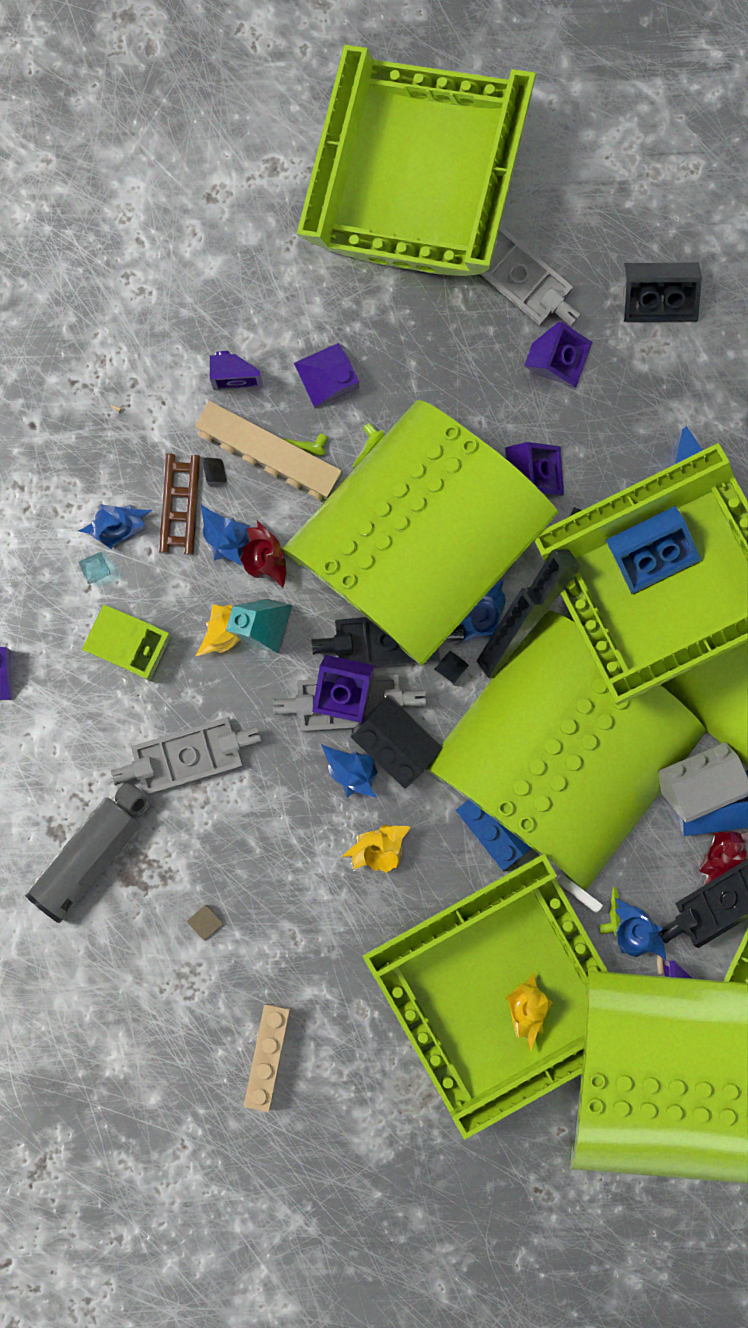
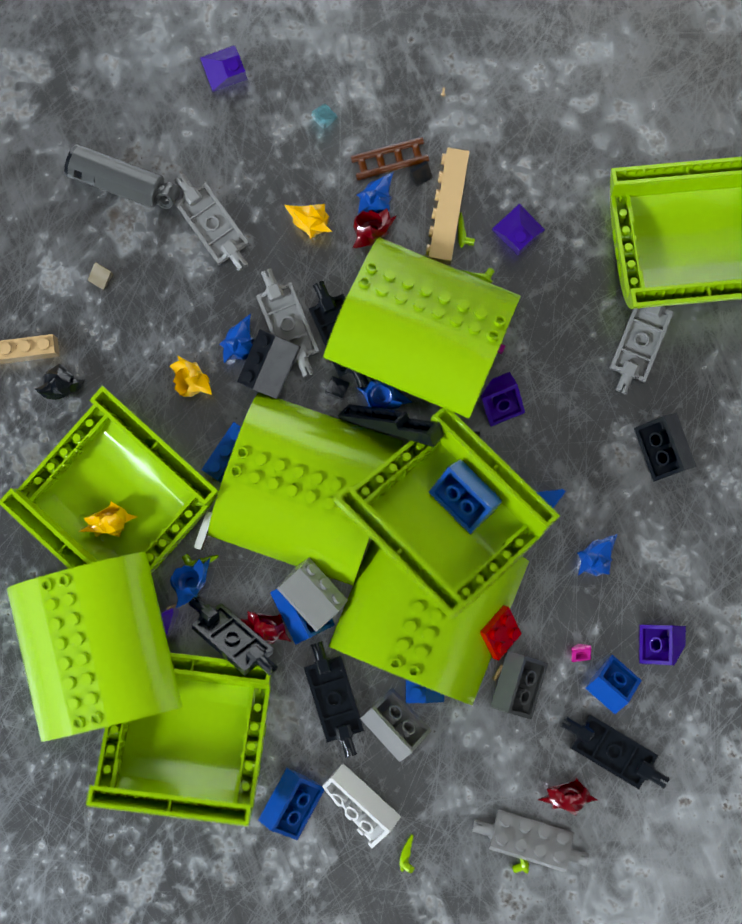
camera: 75 degrees right, 0 degrees up
(115, 524) = (359, 118): blue hair -> none
(126, 642) = (277, 155): lime slope -> none
(232, 372) = (496, 158): dark purple slope -> none
(260, 623) = (320, 238): teal slope -> none
(329, 1018) = (58, 383): none -> black hair
(343, 688) = (294, 313): dark purple slope -> none
(559, 355) = (591, 388): dark purple slope -> none

